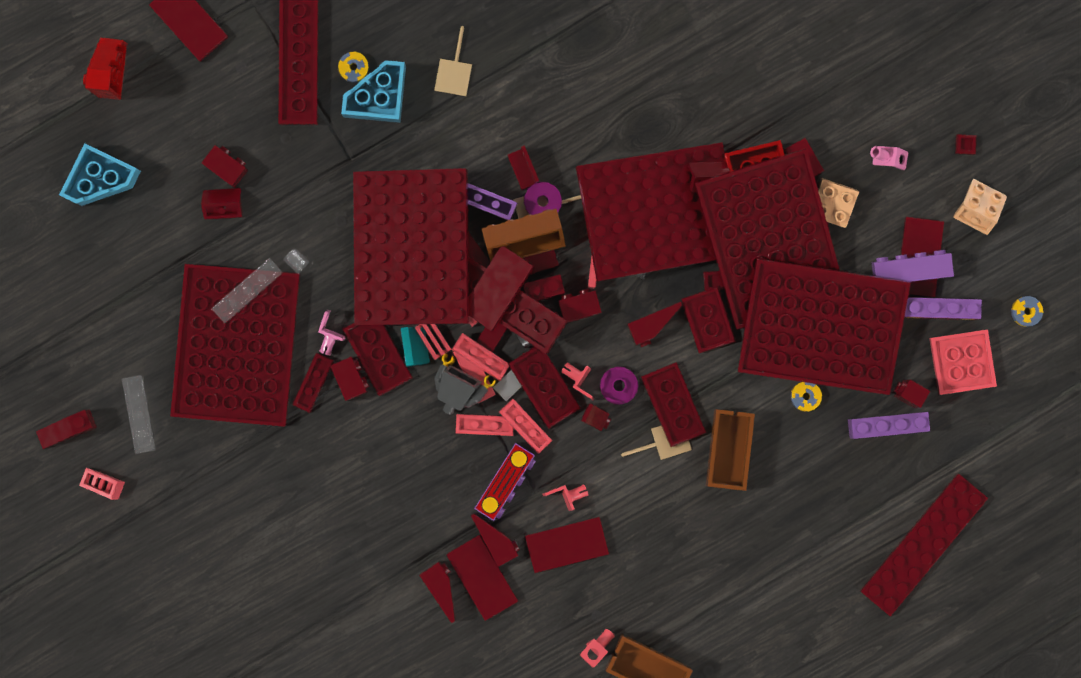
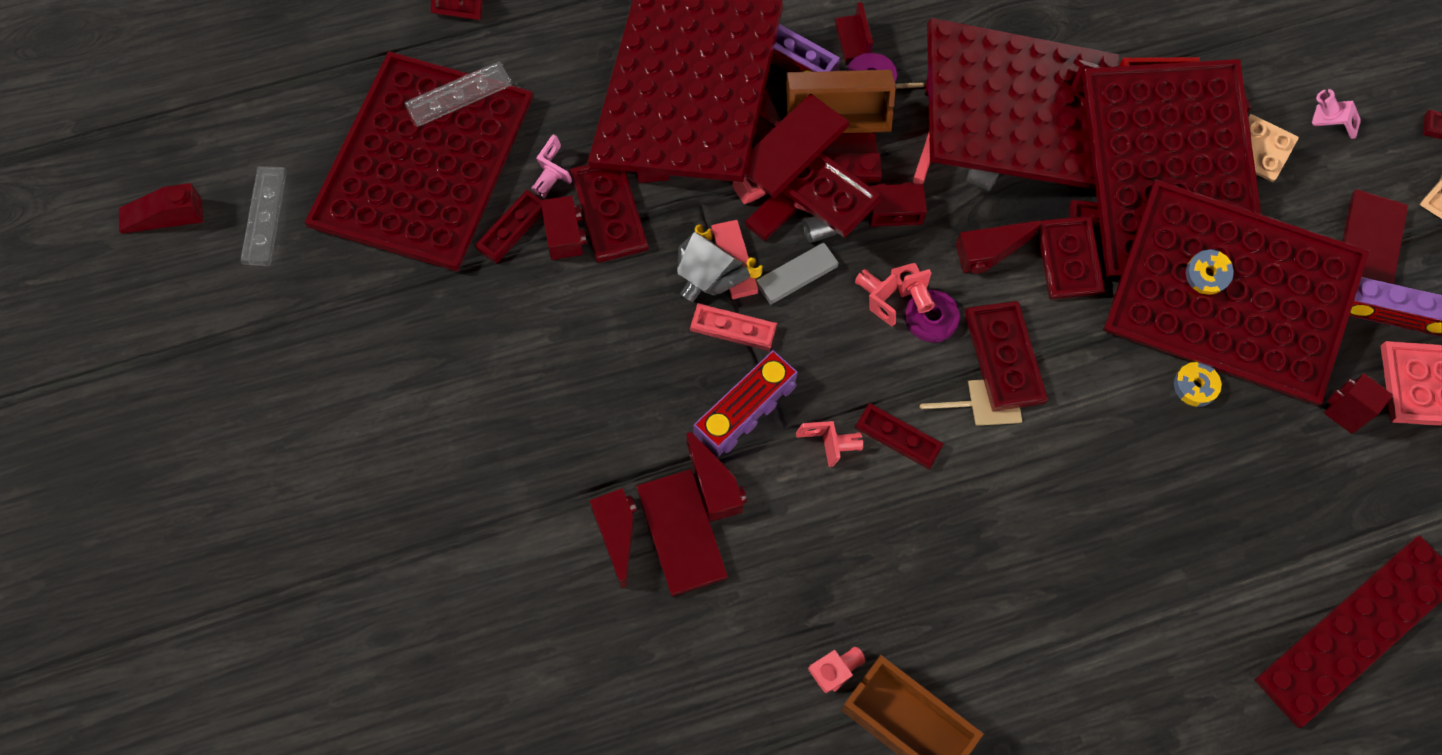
camera: 10 degrees right, 20 degrees down
(113, 487) = (193, 301): coral slope -> none
(296, 260) = (533, 77): clear beam -> none
(414, 348) = (661, 209): teal panel -> none
(441, 352) = (682, 185): coral tile -> none
(480, 357) = (748, 237): coral tile -> none
(525, 426) = (791, 337): coral tile -> none
(544, 386) = (828, 291): dark red tile -> none
(566, 544) = (817, 512): dark red tile -> none
(595, 417) = (893, 336): dark red slope -> none
(603, 368) = (915, 285): none -> coral bracket
(611, 479) = (899, 436): none -> dark red tile
(730, 450) = (1082, 426): dark orange piece -> none
(809, 326) = (1221, 268): none -> piece
(889, 425) = (1319, 443): medium lavender brick -> none
(915, 268) = (1388, 248): medium lavender brick -> none

